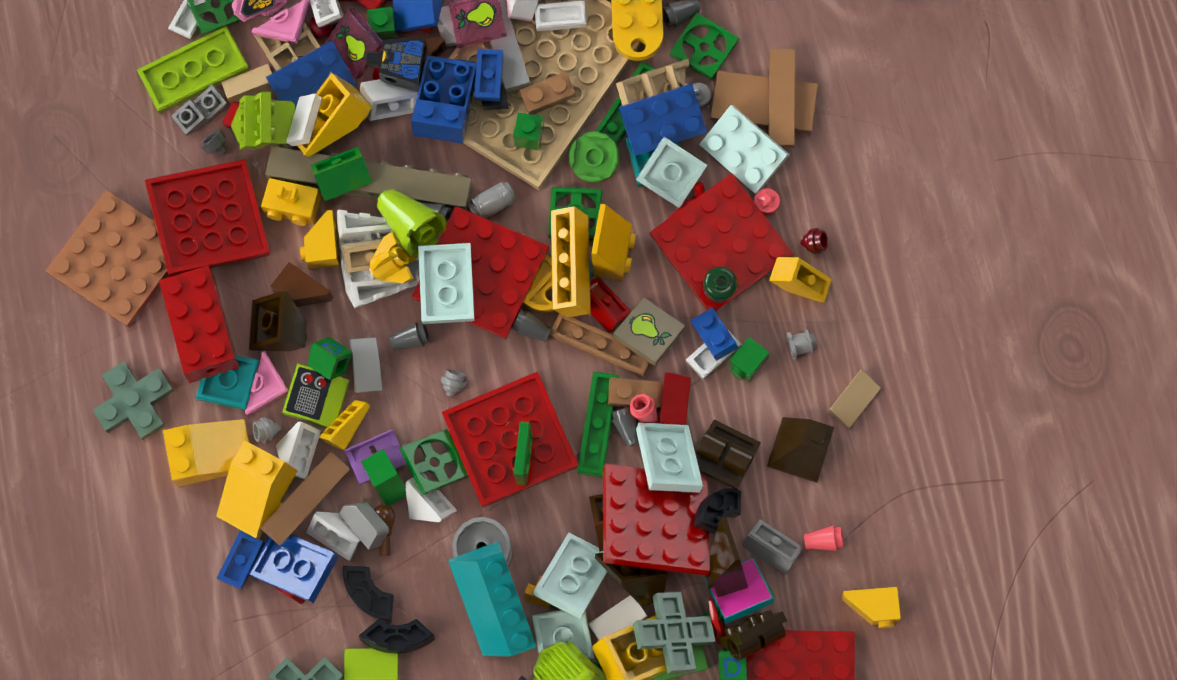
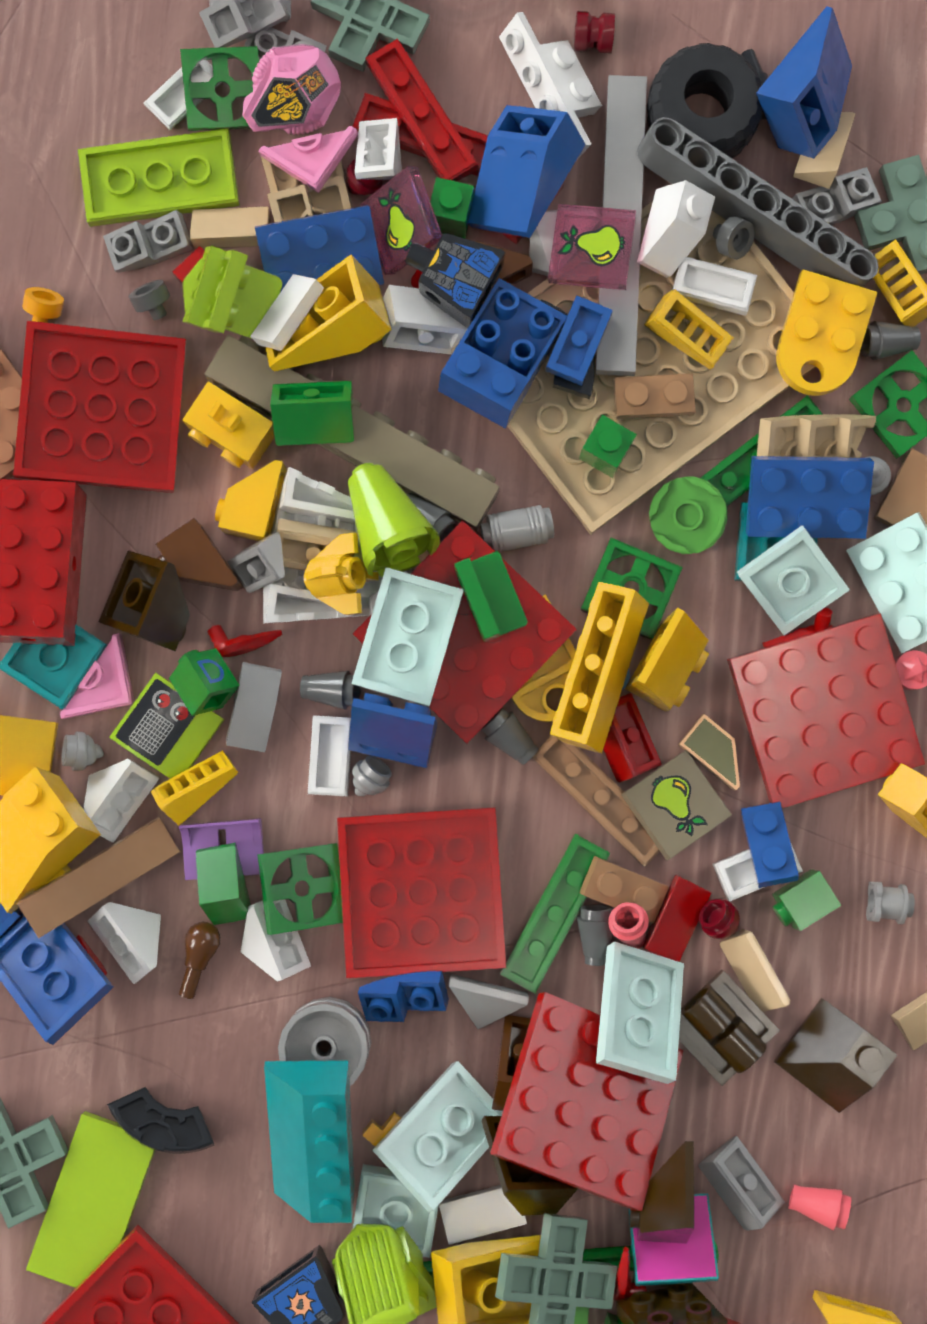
camera: 15 degrees right, 10 degrees up
(147, 169) = (42, 304): none -> light orange tile
(340, 275) = (259, 563): none -> light grey slope
(344, 331) = (240, 644): none -> red bar
(365, 523) = (171, 944): light grey piece -> none
(366, 594) = (140, 1041): black tile -> none
(424, 379) = (329, 756): none -> white tile
(457, 343) = (392, 732): none -> blue slope
(488, 242) = (490, 595): none -> green panel
(519, 504) = (393, 996): none -> blue slope
(523, 453) = (430, 936): green piece -> none
(548, 35) = (697, 318): none -> yellow slope
(573, 490) = (486, 1001): none -> light grey slope
(660, 291) = (713, 749): none -> olive tile
(700, 390) = (719, 919): none -> dark red plate
(715, 506) = (683, 1110): black tile -> none
(720, 284) = (806, 780): dark green head -> none
(733, 413) = (754, 971): none -> tan slope

